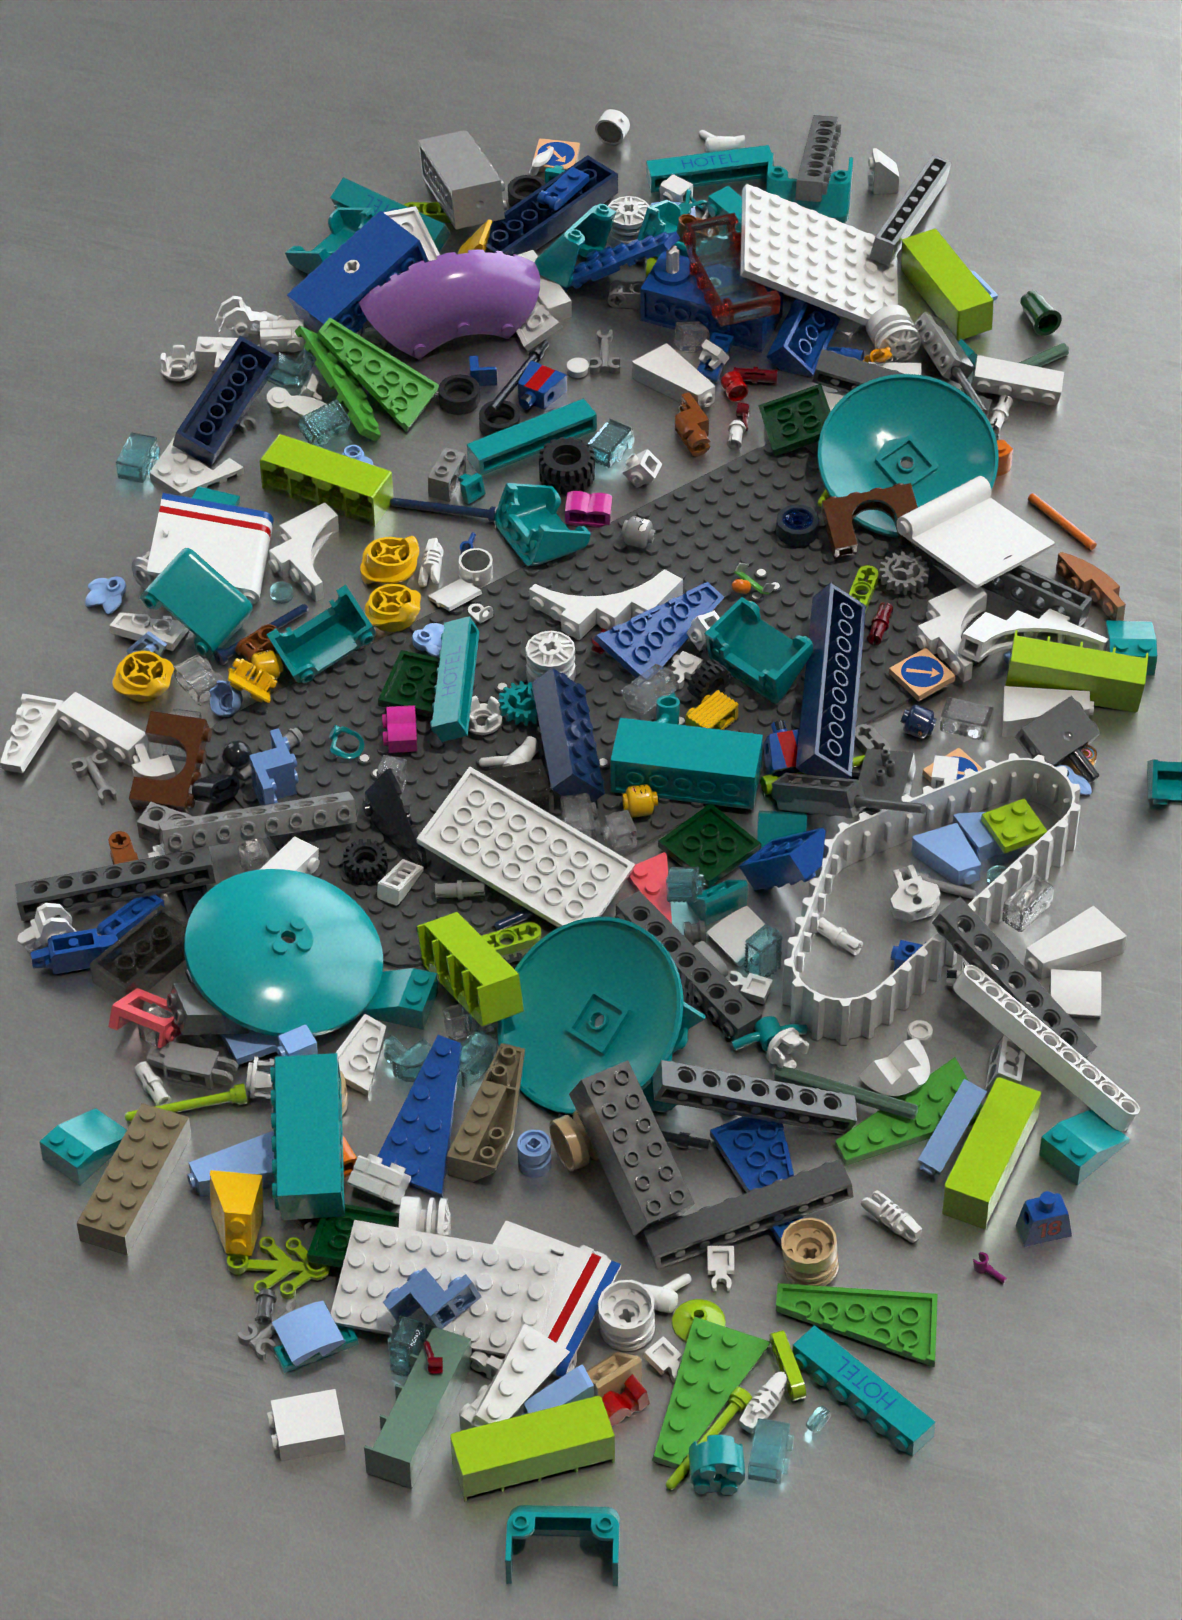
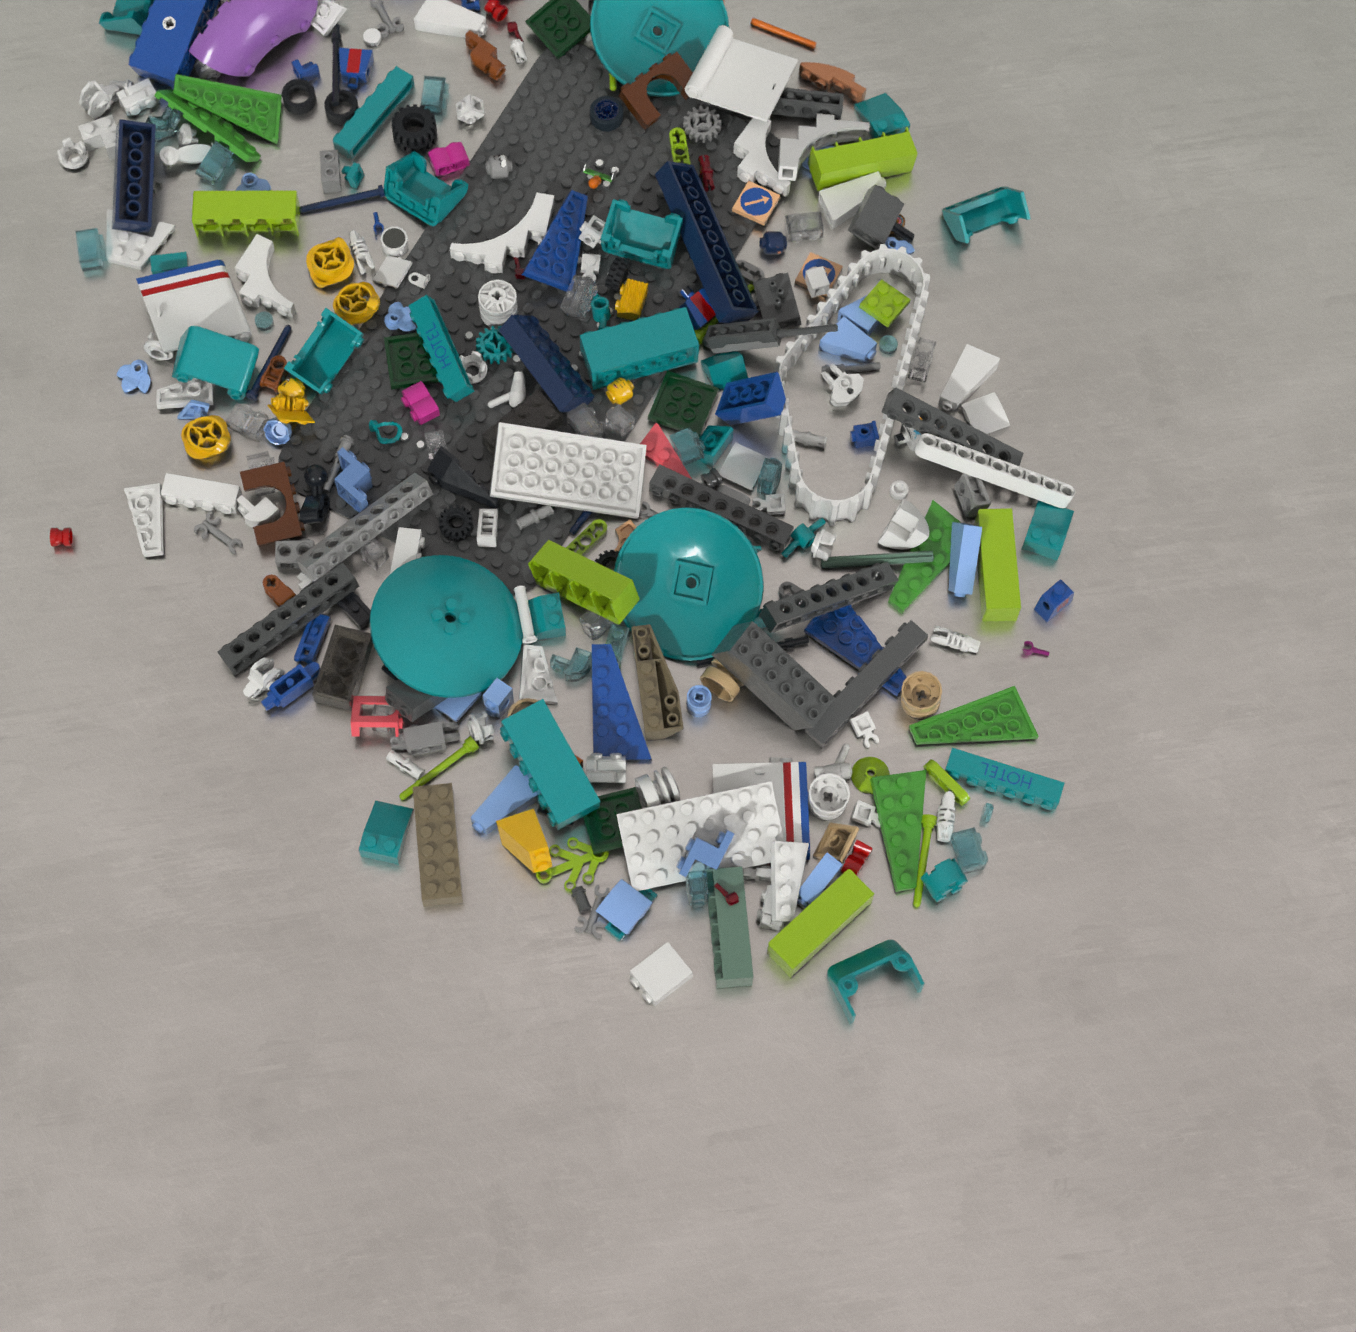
camera: 30 degrees left, 20 degrees up
(383, 981) = (524, 614): none -> white pin

